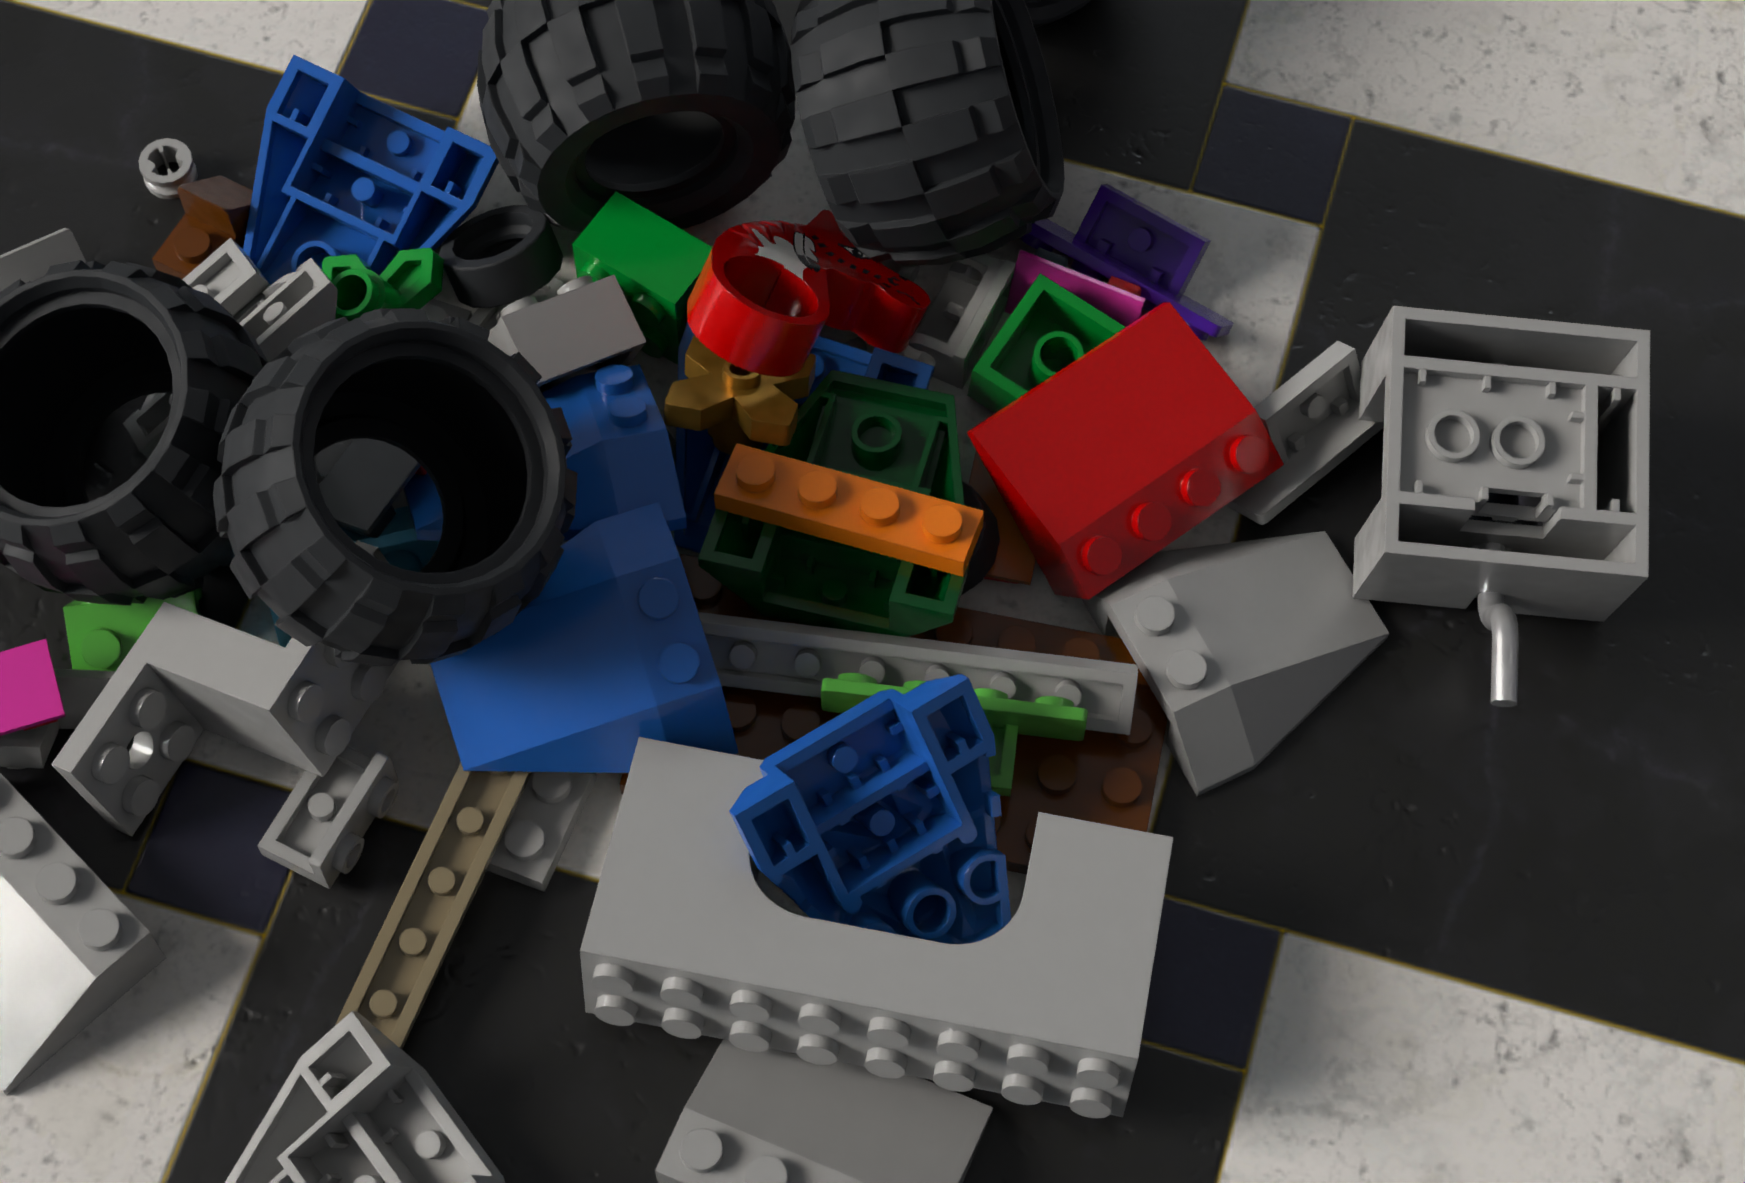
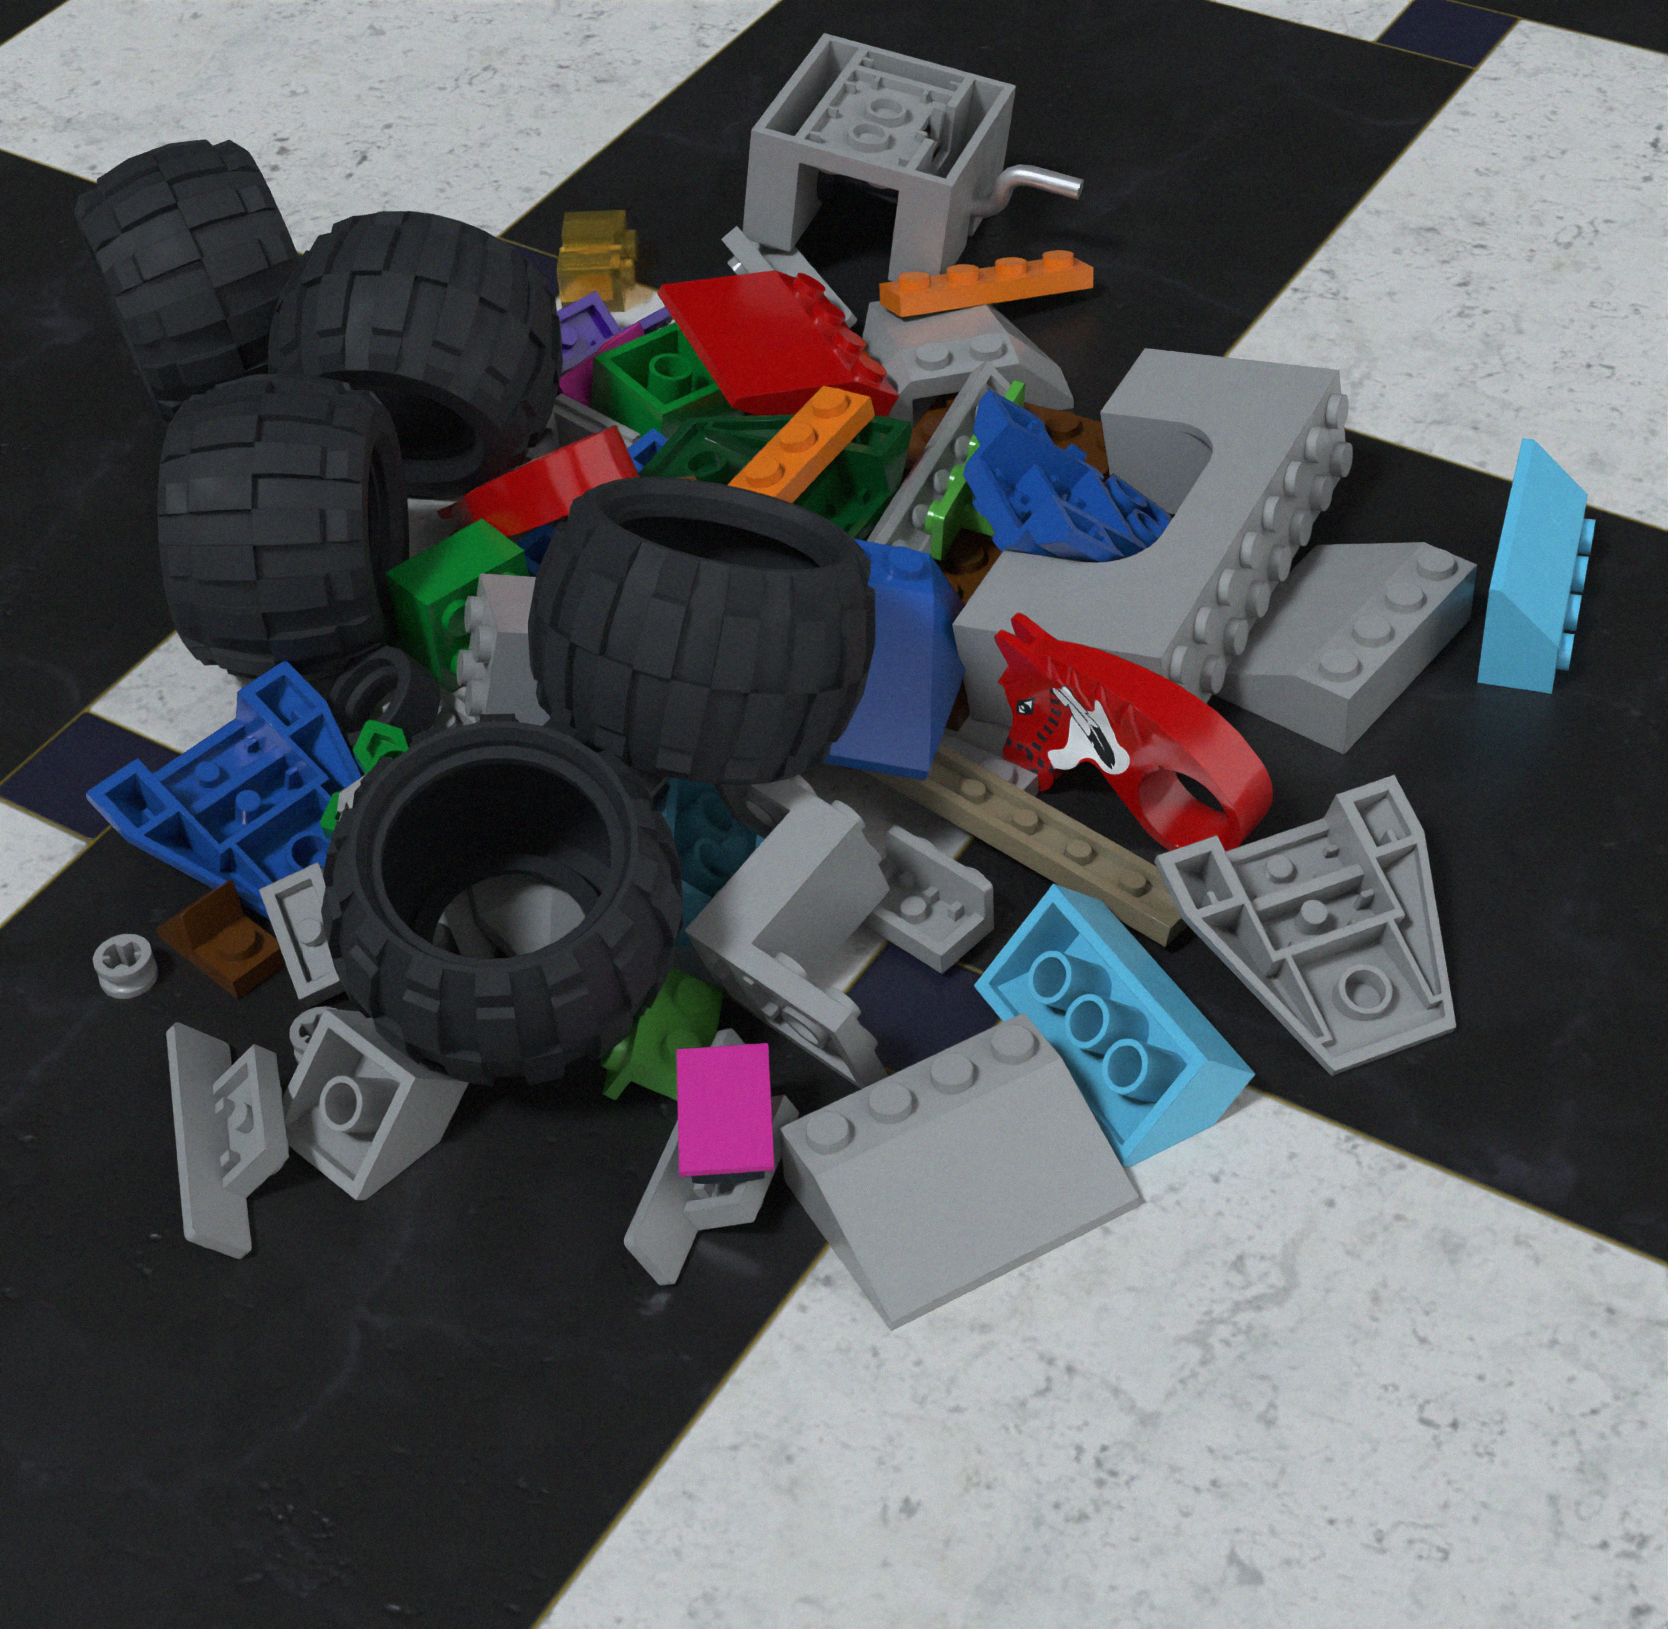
camera: 70 degrees left, 20 degrees down
(197, 1025) = (1119, 1024): none -> medium azure slope
(520, 968) = (1136, 729): none -> red animal
(1301, 226) = (597, 257): none -> clear yellow brick
(1362, 648) = (969, 286): none -> orange plate

